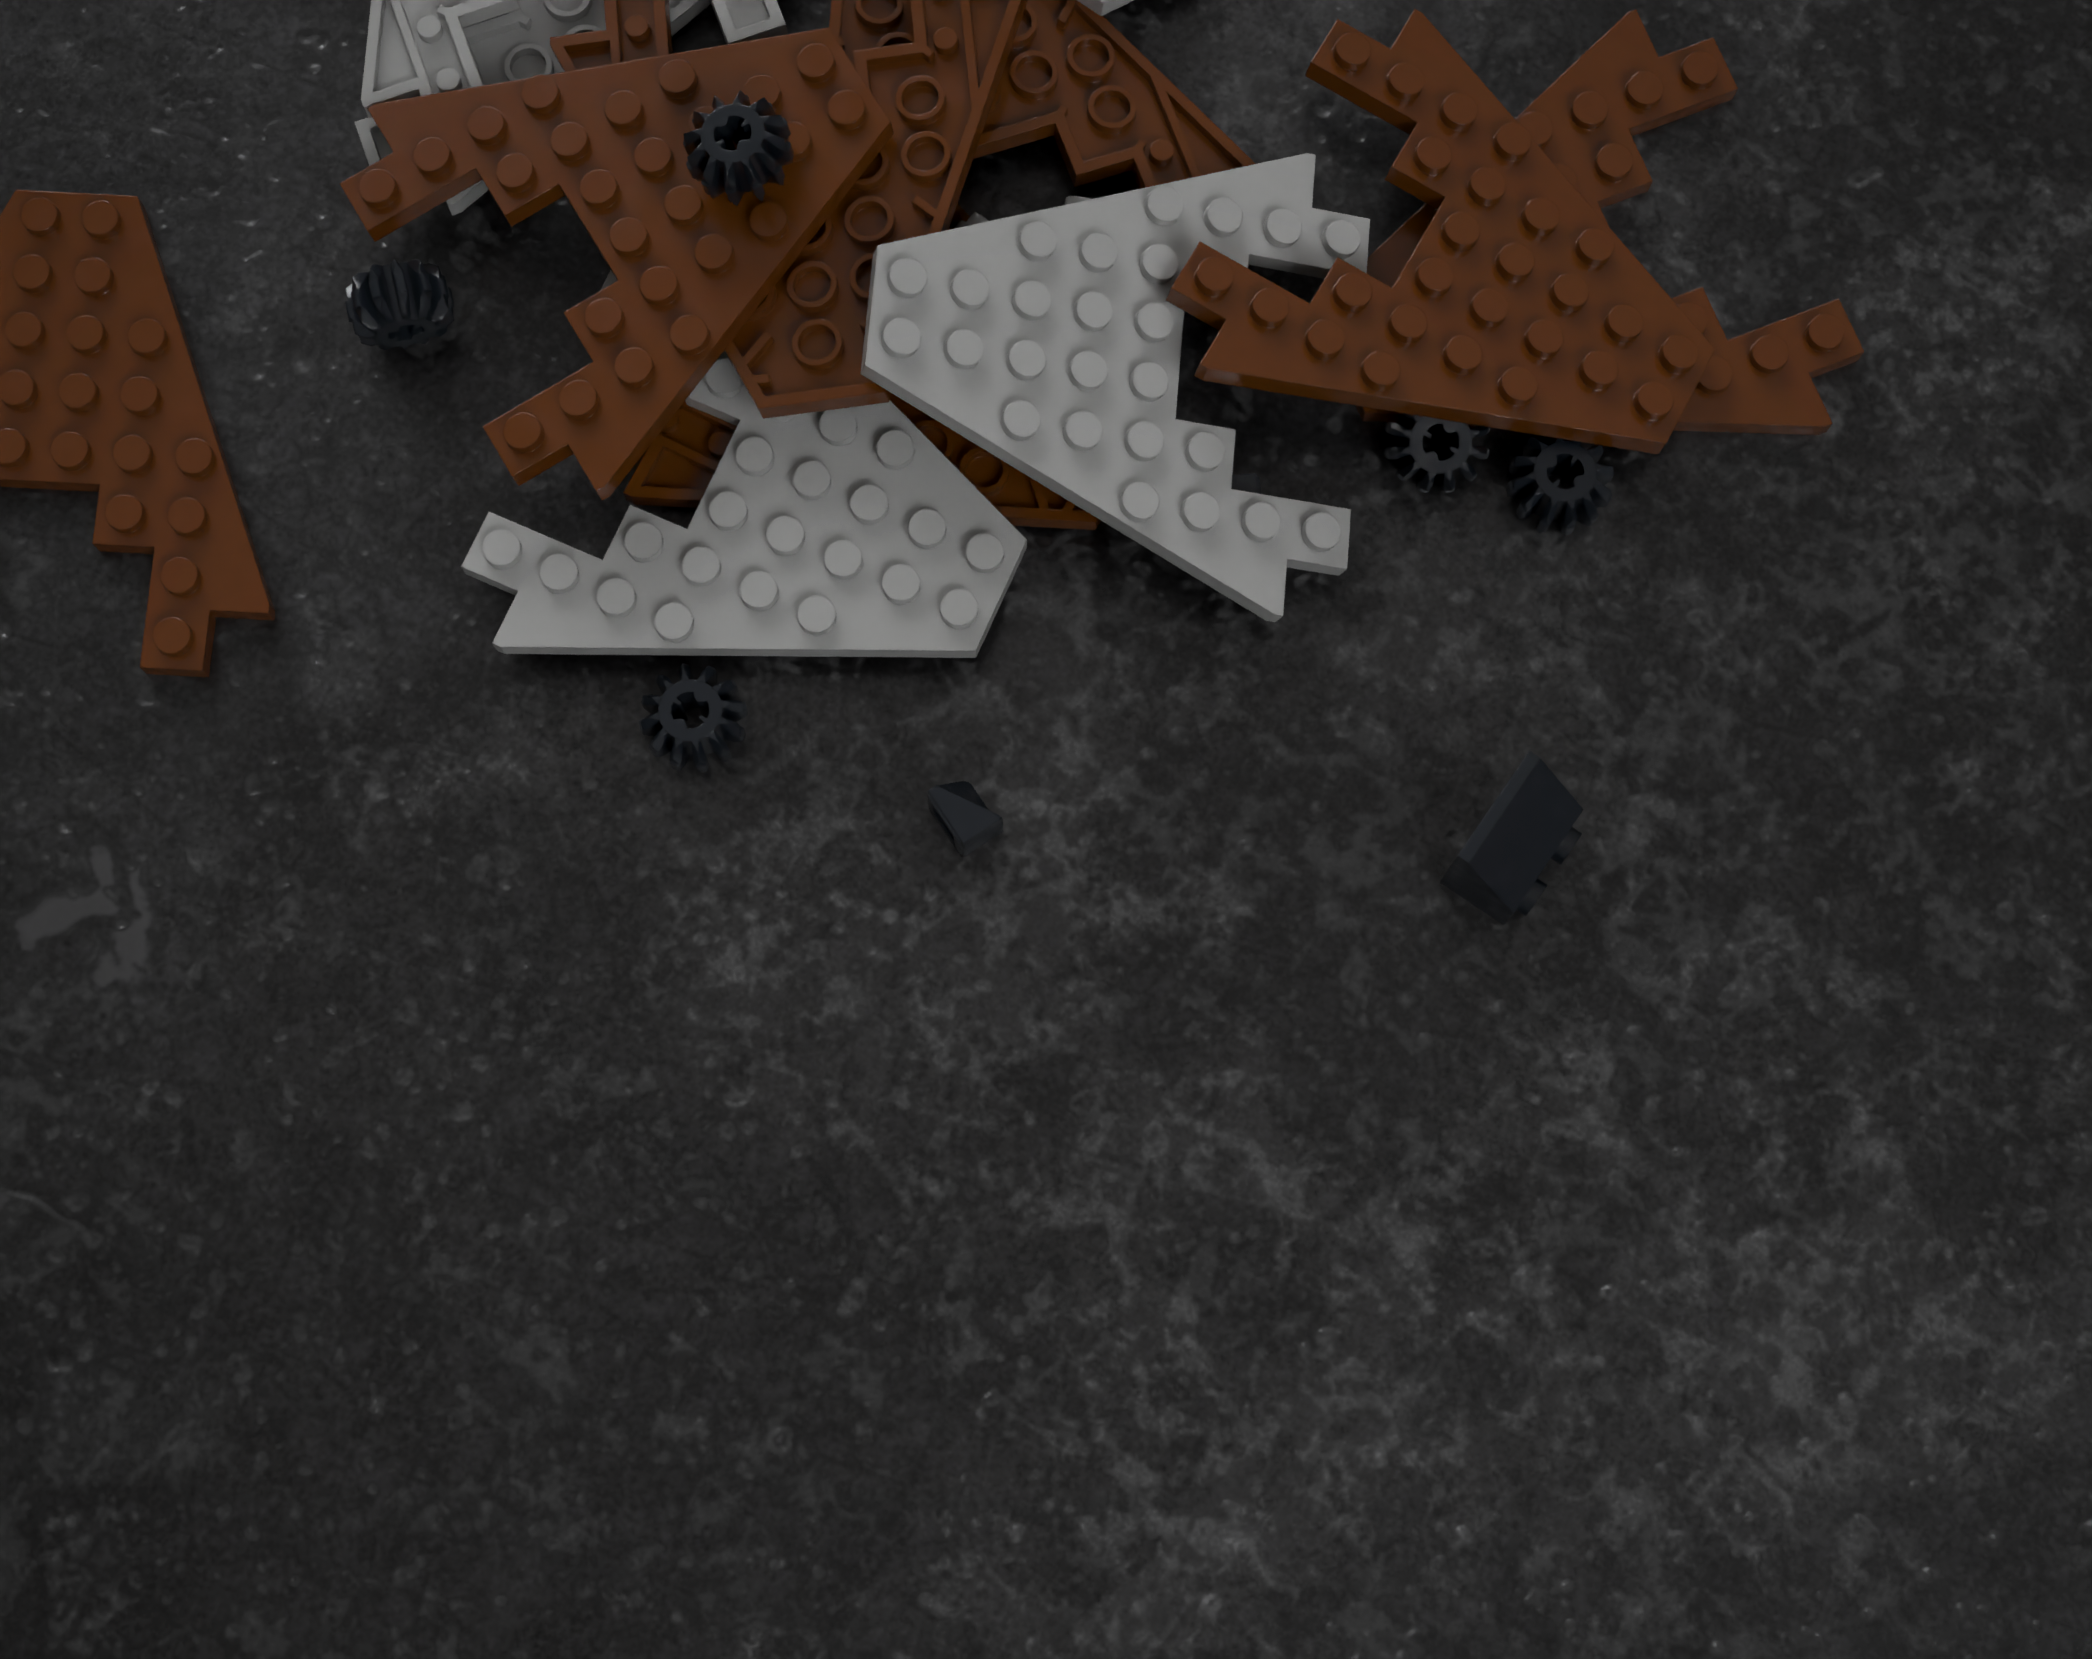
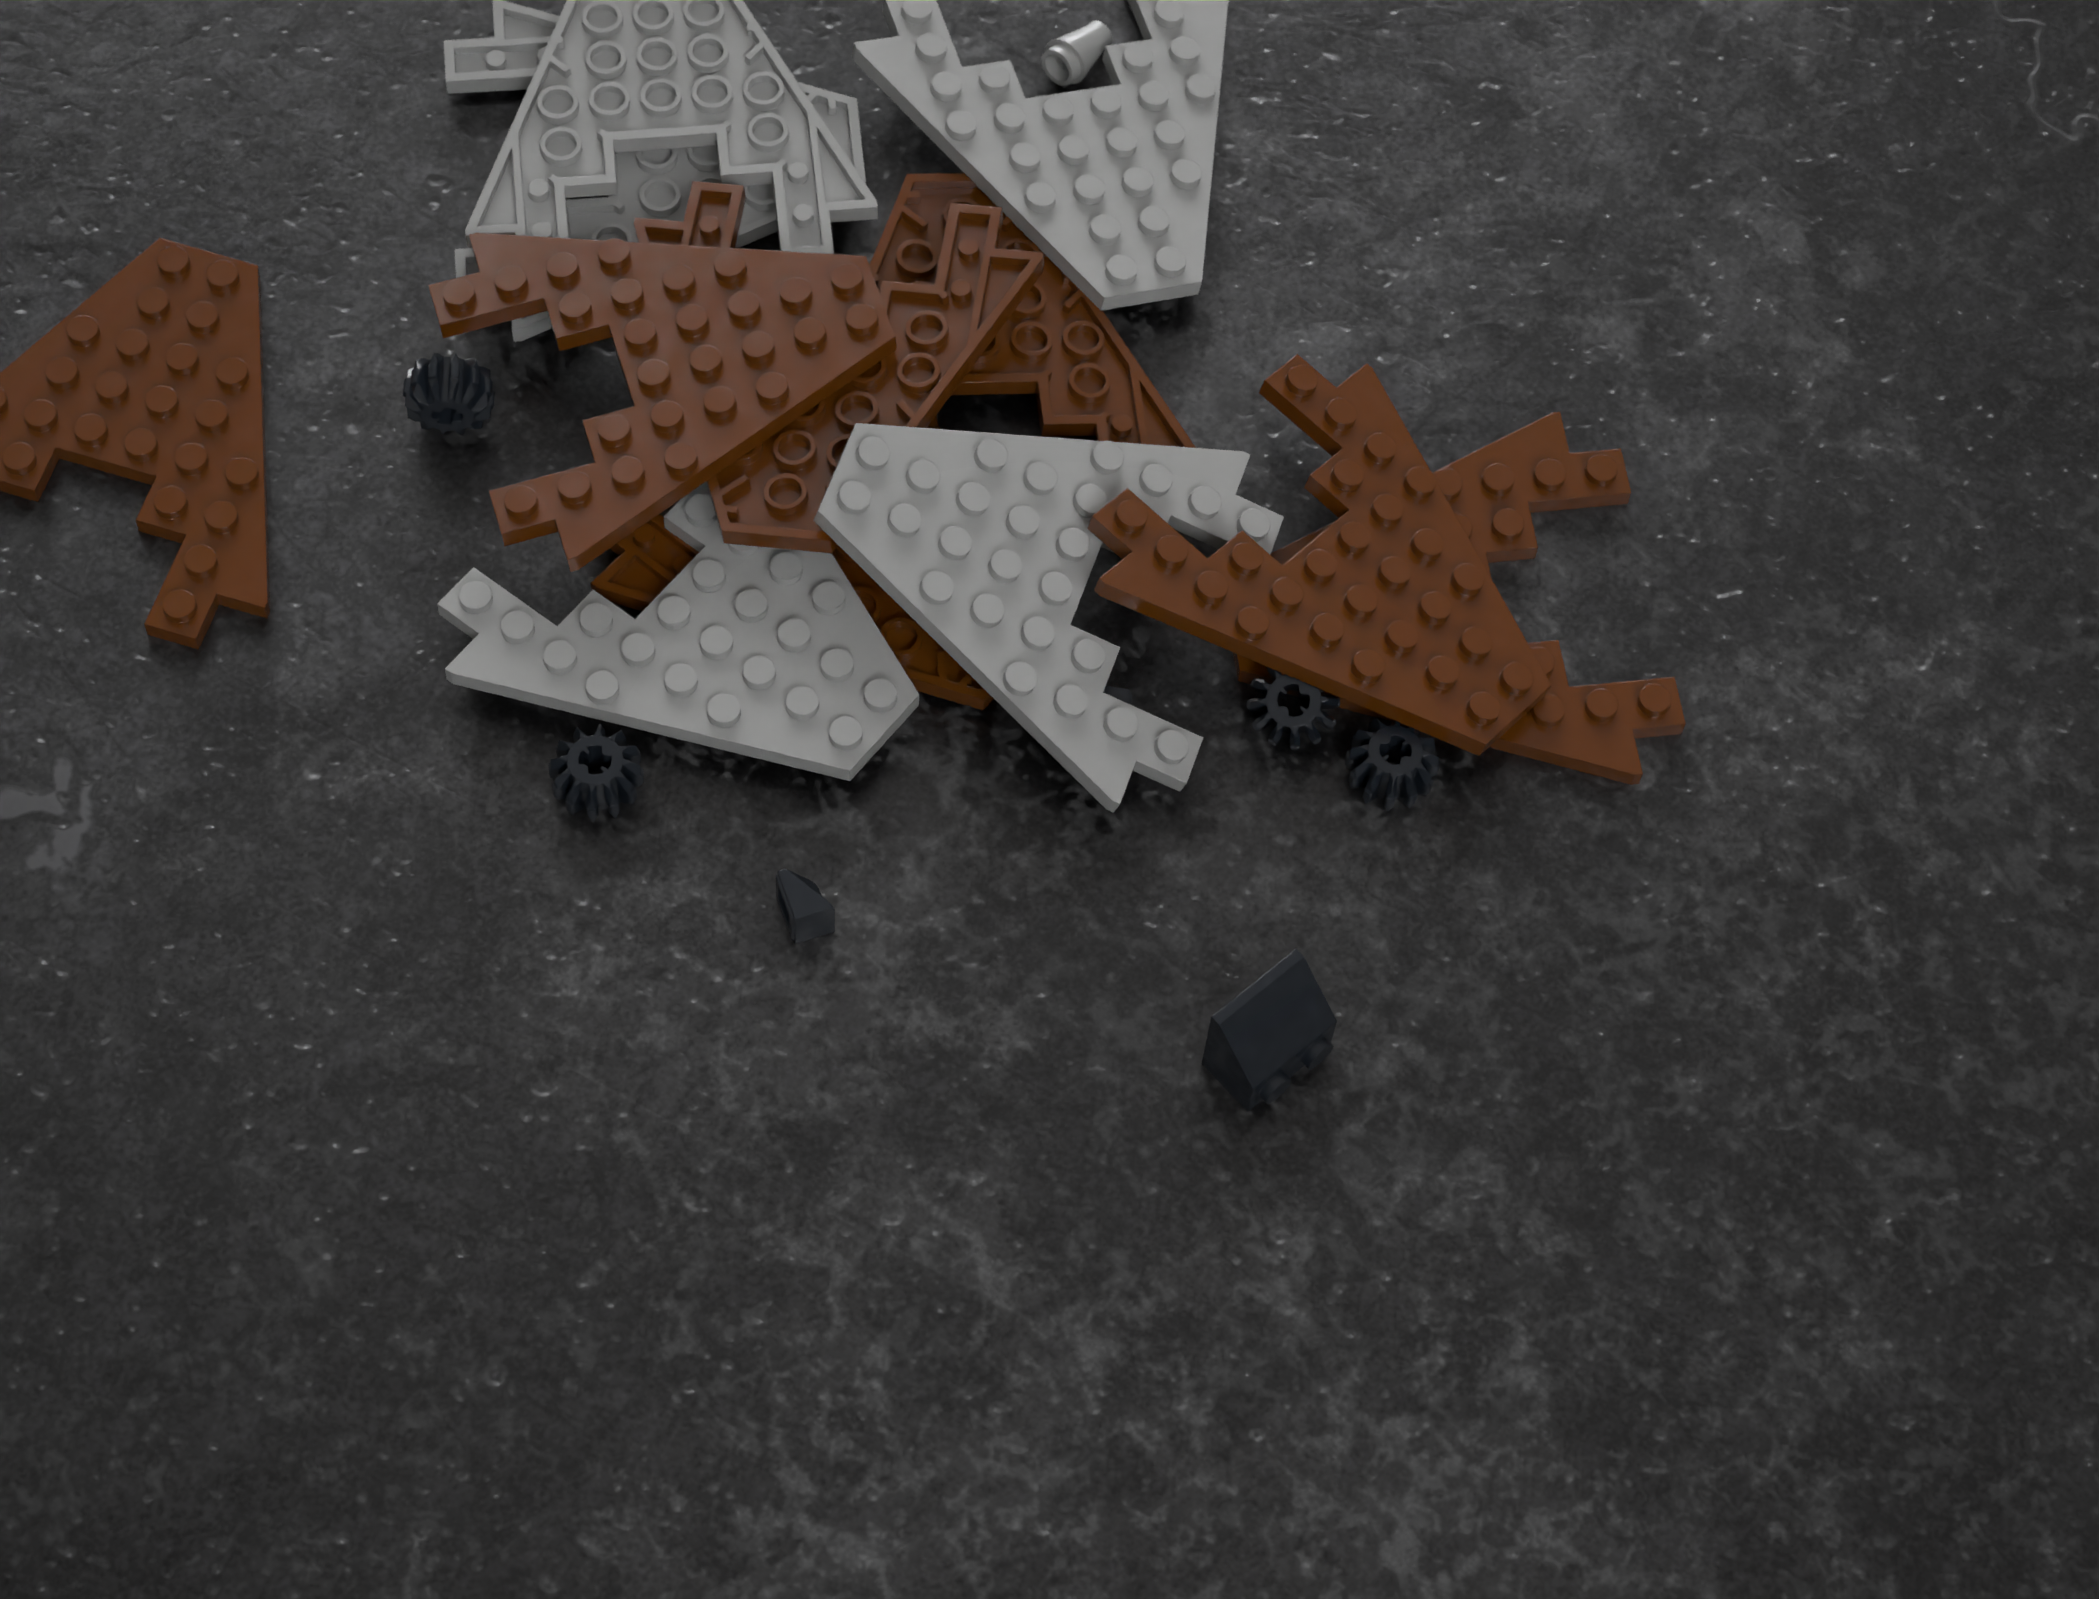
camera: 10 degrees right, 15 degrees down
(738, 148) = (762, 323): black gear -> none

